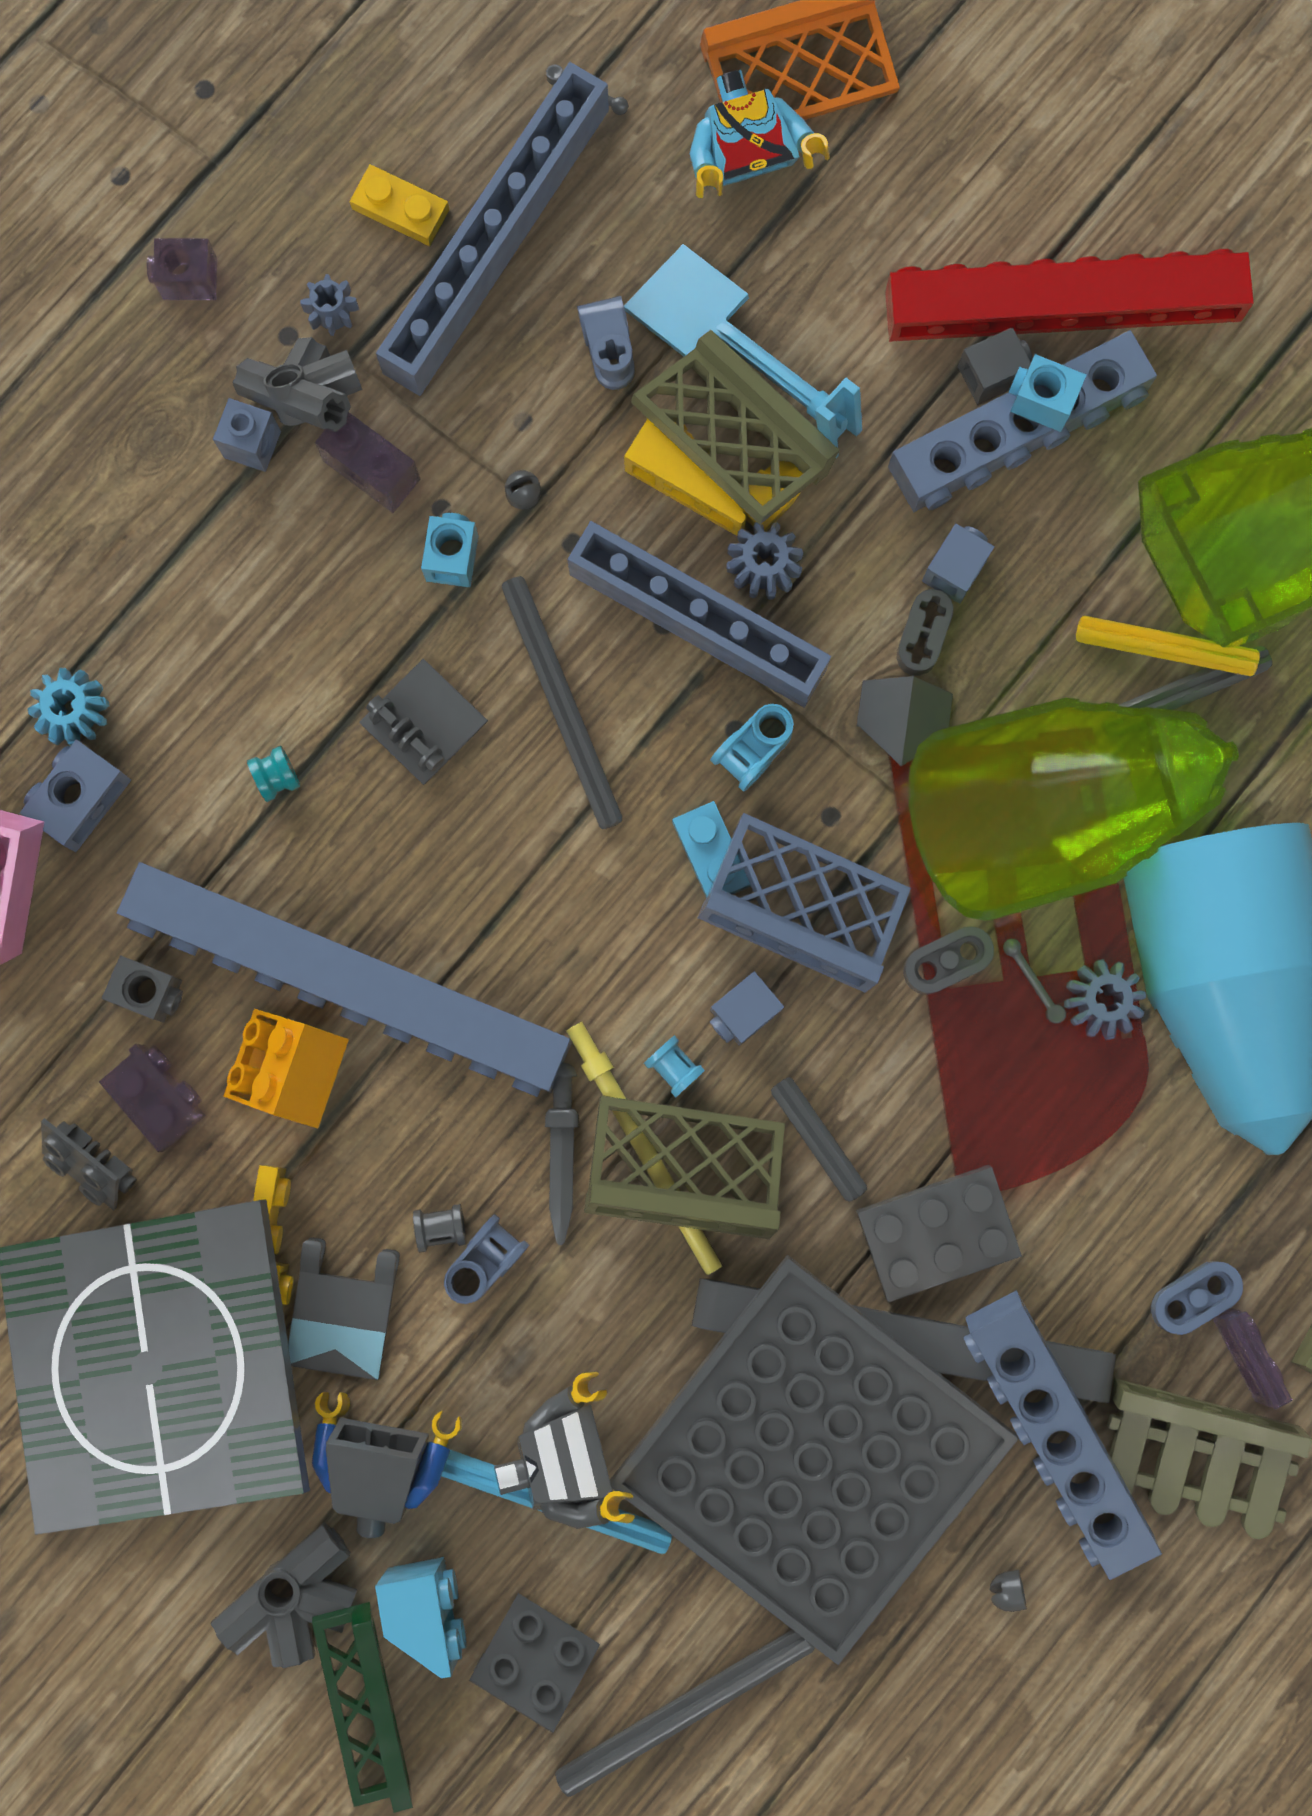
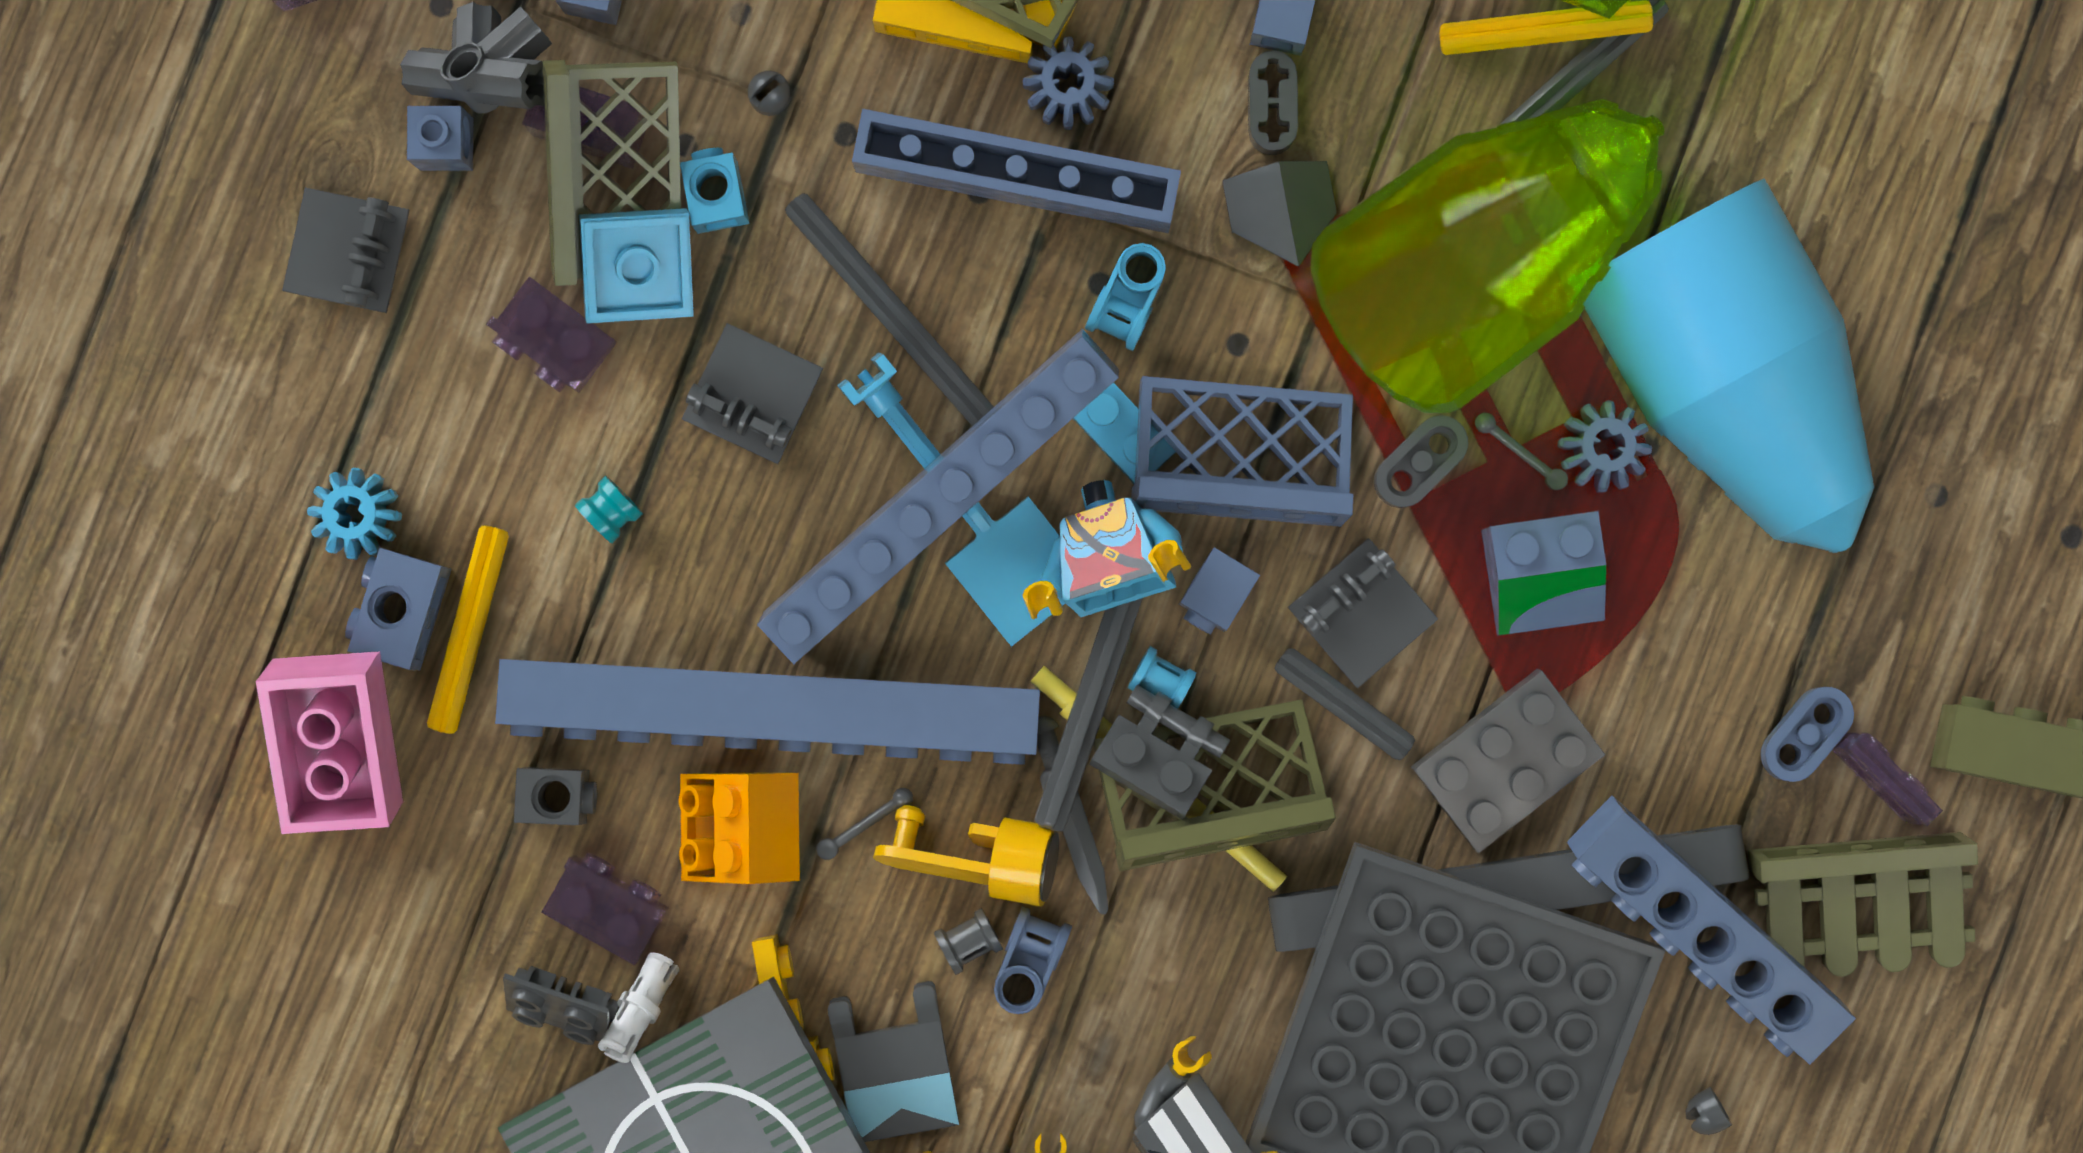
camera: 15 degrees left, 5 degrees up
(125, 832) = (467, 629): none -> yellow axle
(141, 498) = (346, 250): none -> dark grey hinge
(147, 1187) = (638, 1007): none -> white pin
(280, 620) = (551, 336): none -> clear purple bracket
(335, 488) = (566, 158): none -> olive fence
(353, 1111) = (829, 848): none -> dark grey hinge
(366, 586) = (636, 265): none -> medium azure tile
(502, 1180) = (1020, 863): none -> yellow piece
(542, 851) = (938, 496): none -> sand blue brick
(587, 931) = (1004, 553): none -> medium azure piece
(621, 1048) = (1086, 716): none -> dark grey axle
(641, 1133) = (1150, 764): none -> dark grey plate
(663, 948) = (1107, 556): none -> torso
(859, 1069) = (1363, 612): none -> dark grey hinge
(1022, 1086) = (1546, 572): none -> sand blue slope

